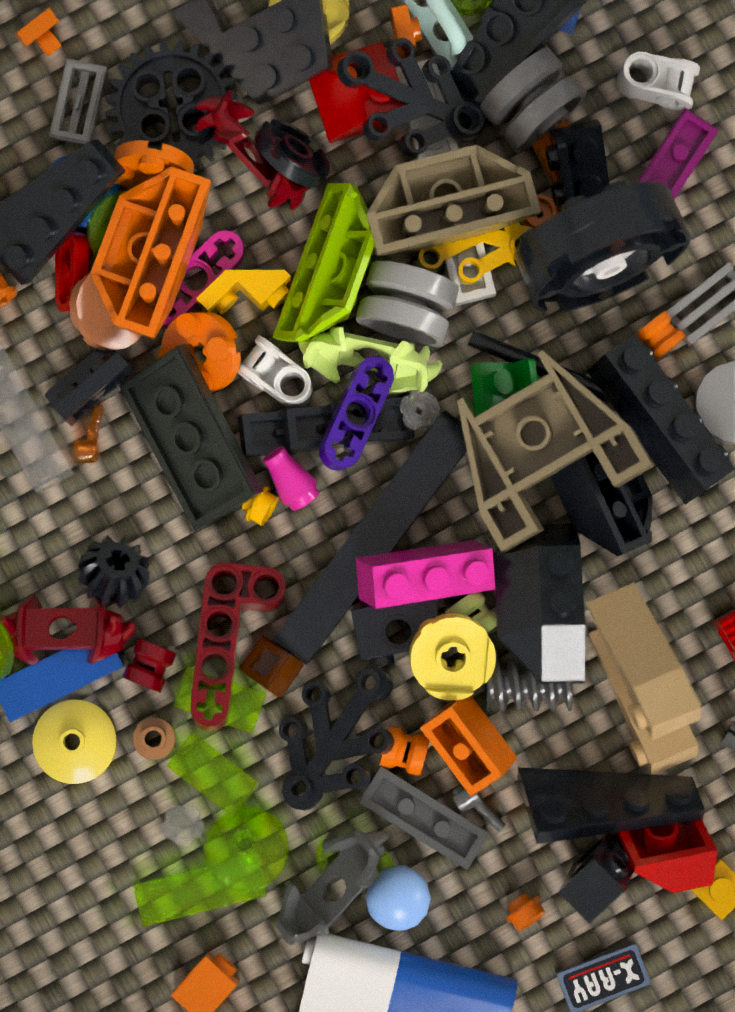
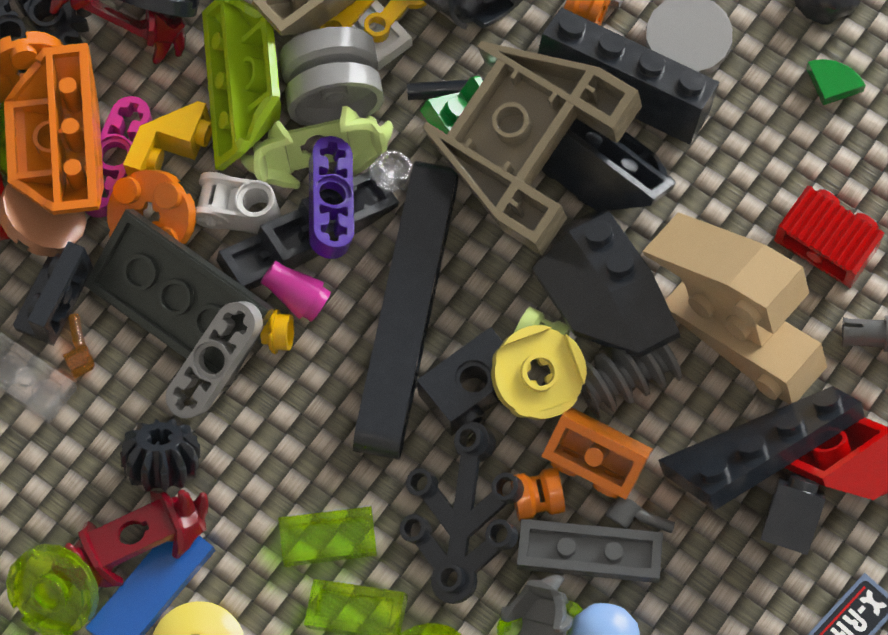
camera: 20 degrees left, 15 degrees down
(153, 656) = (239, 532): dark red wheel -> none
(167, 735) = (284, 616): medium nougat plate -> none
(210, 512) = (185, 379): none -> light grey beam
(225, 646) = (305, 476): dark red beam -> none
(271, 666) = (364, 480): reddish brown slope -> none
(425, 573) = (472, 310): dark pink brick -> none
(525, 911) = (738, 595): orange plate -> none

